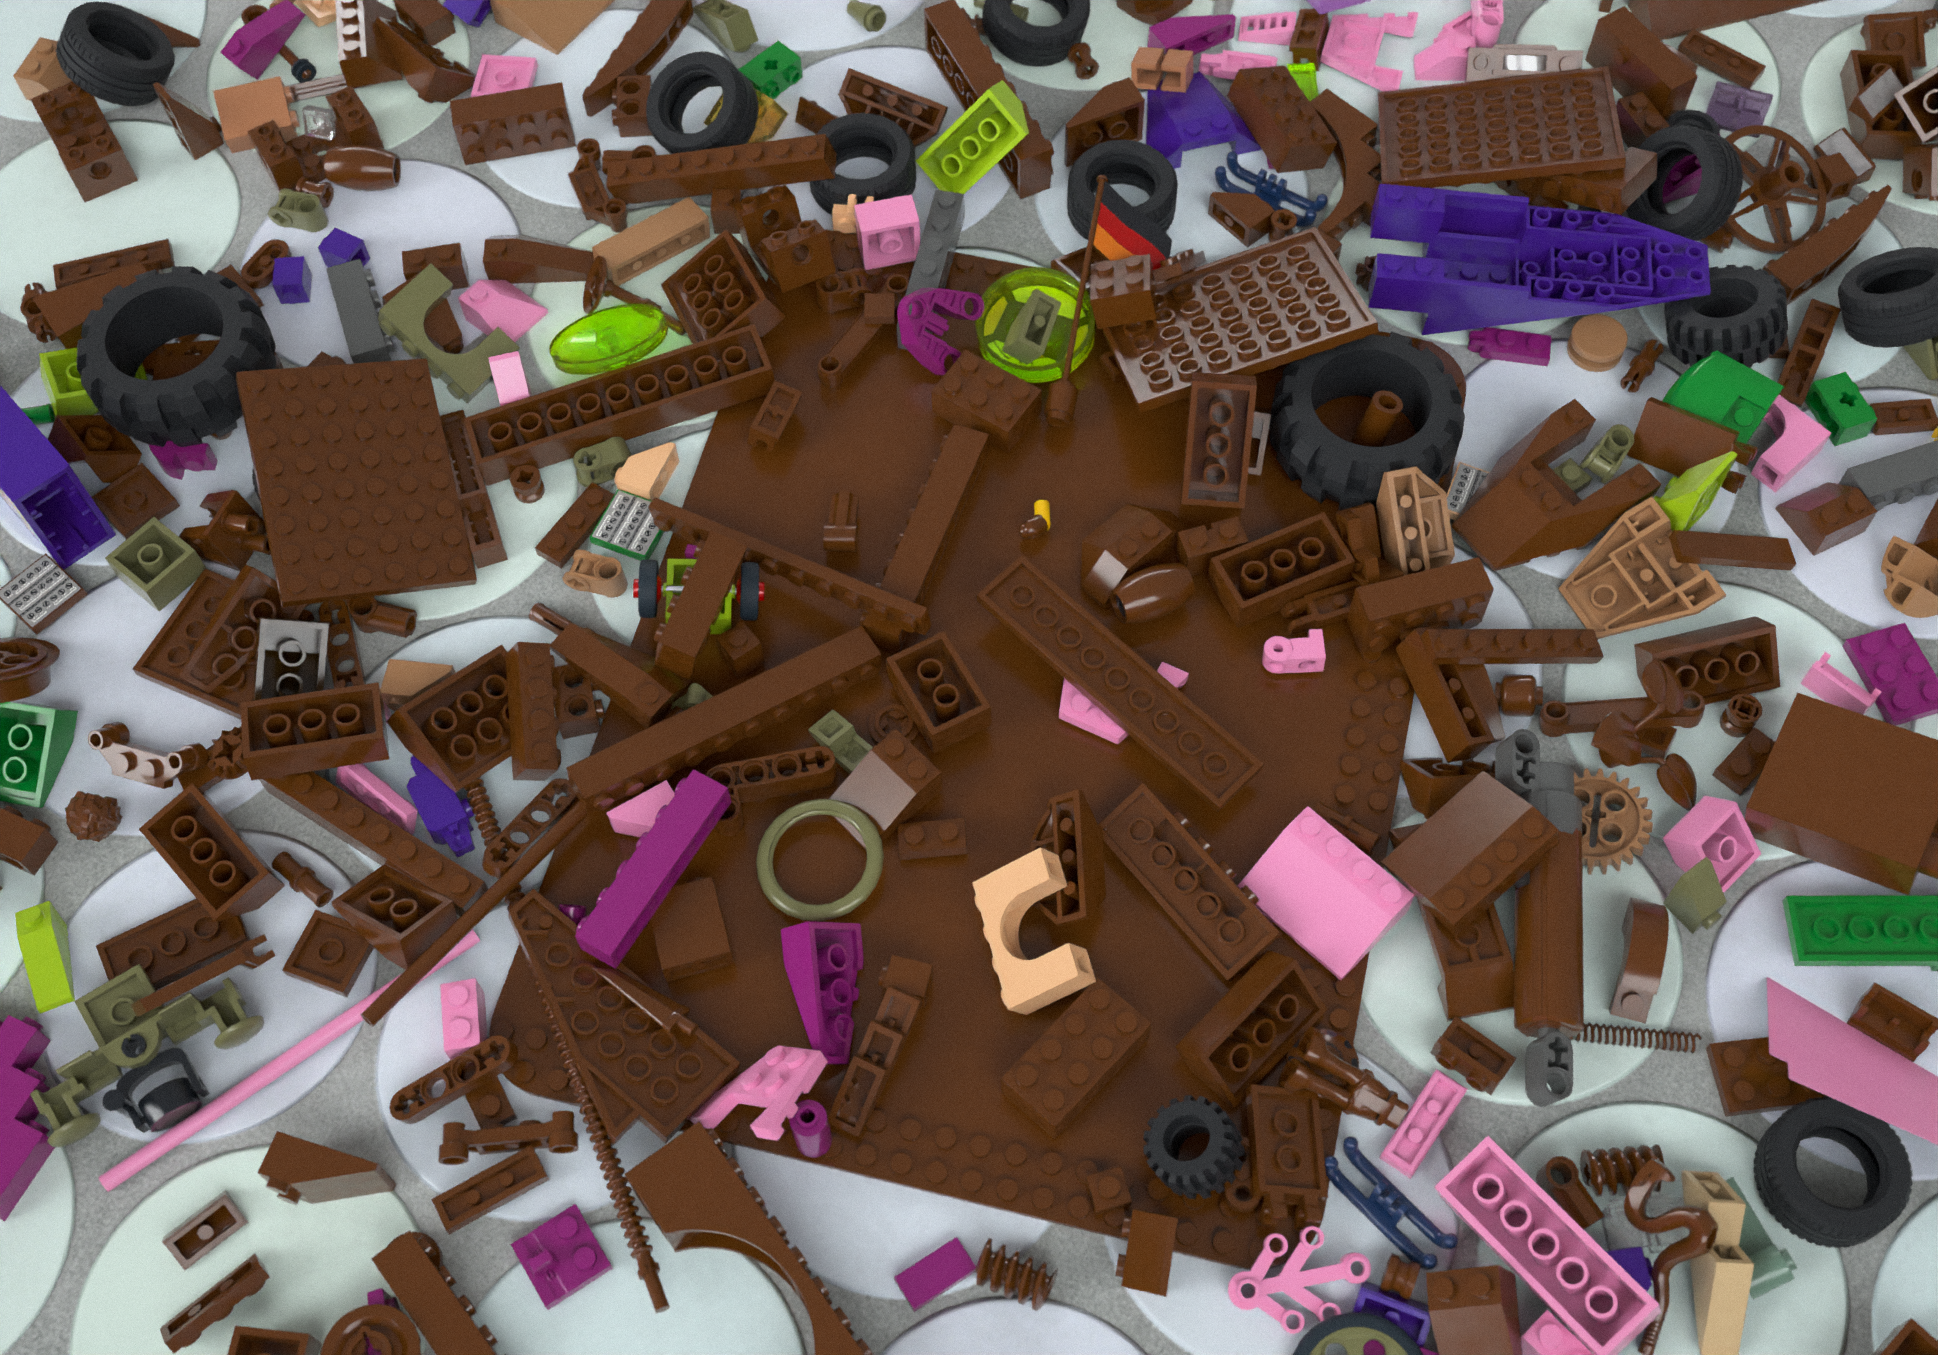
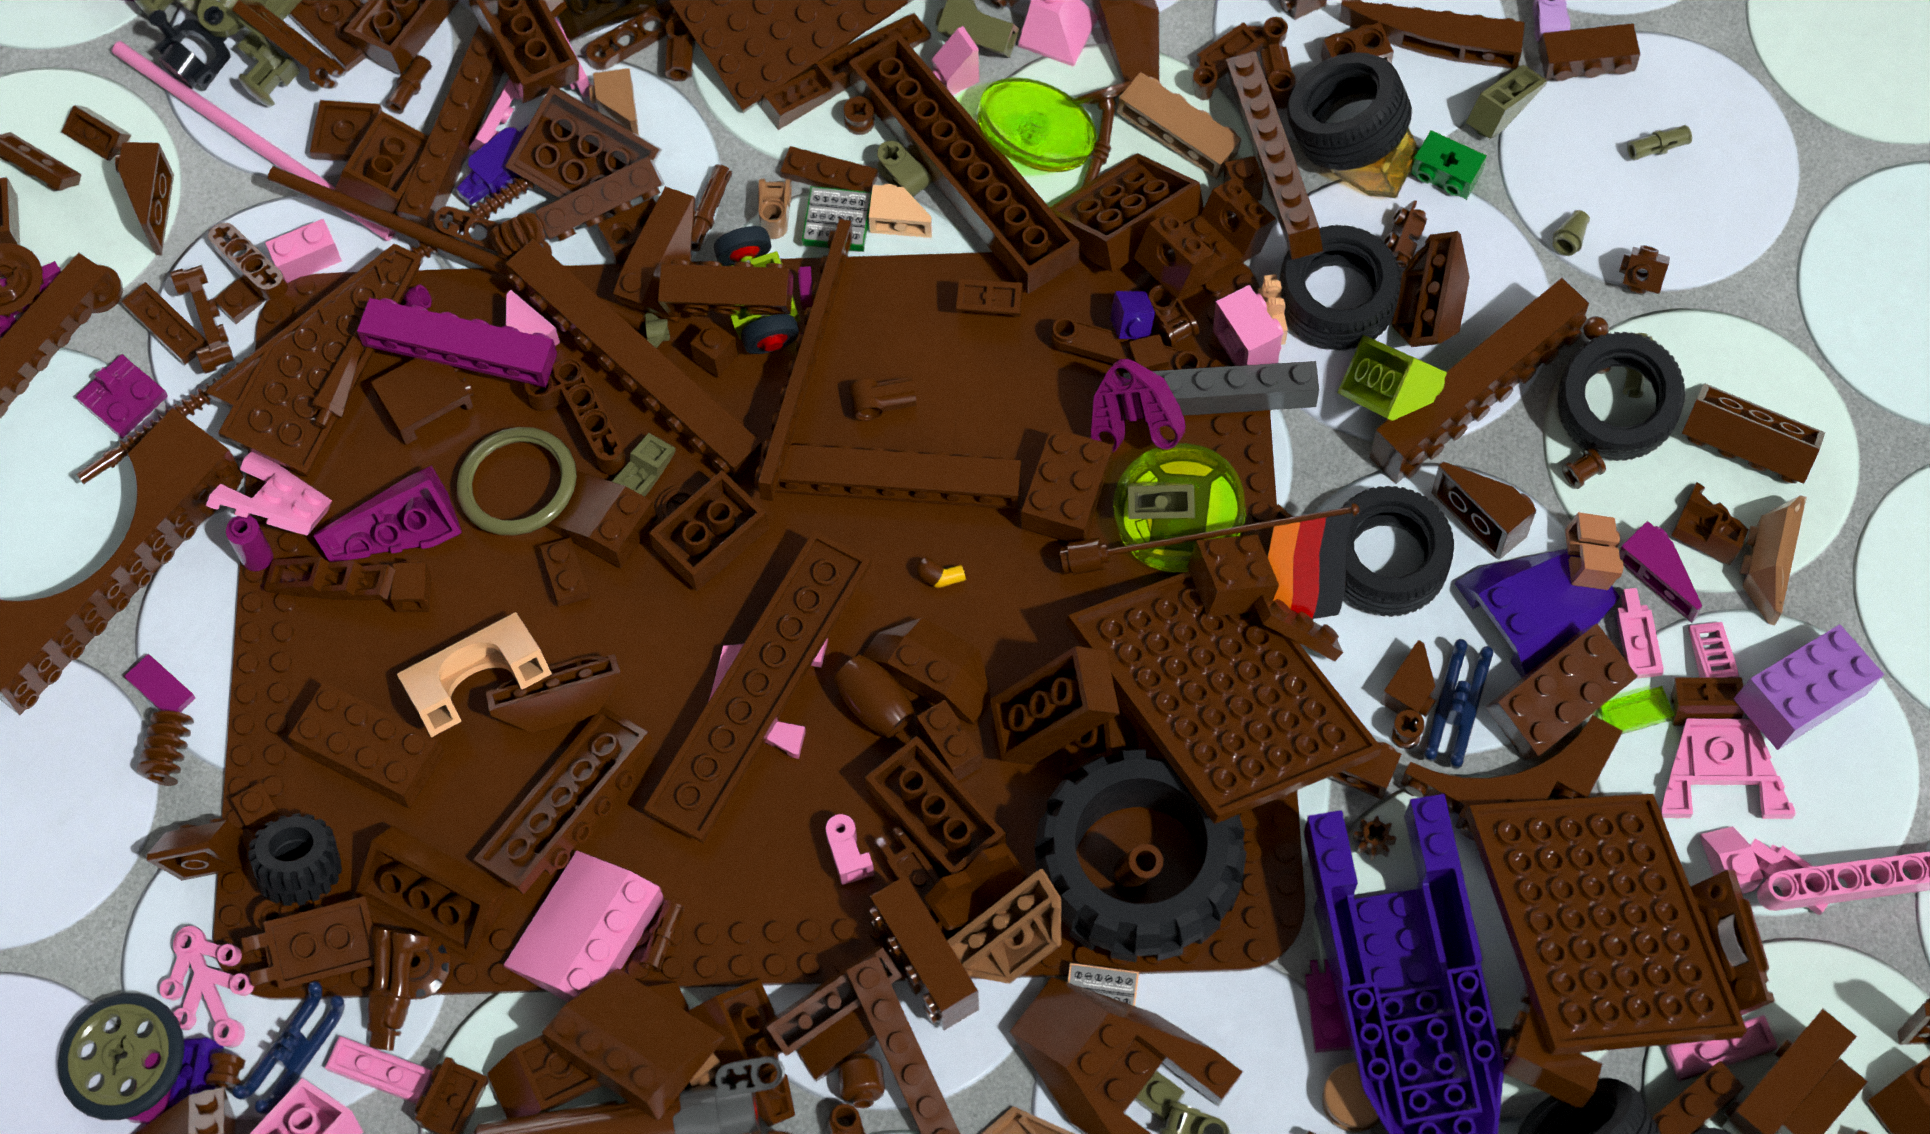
camera: 75 degrees right, 5 degrees up
(548, 790) = (516, 233): none -> reddish brown gear
(836, 311) = (1132, 314): none -> dark purple brick

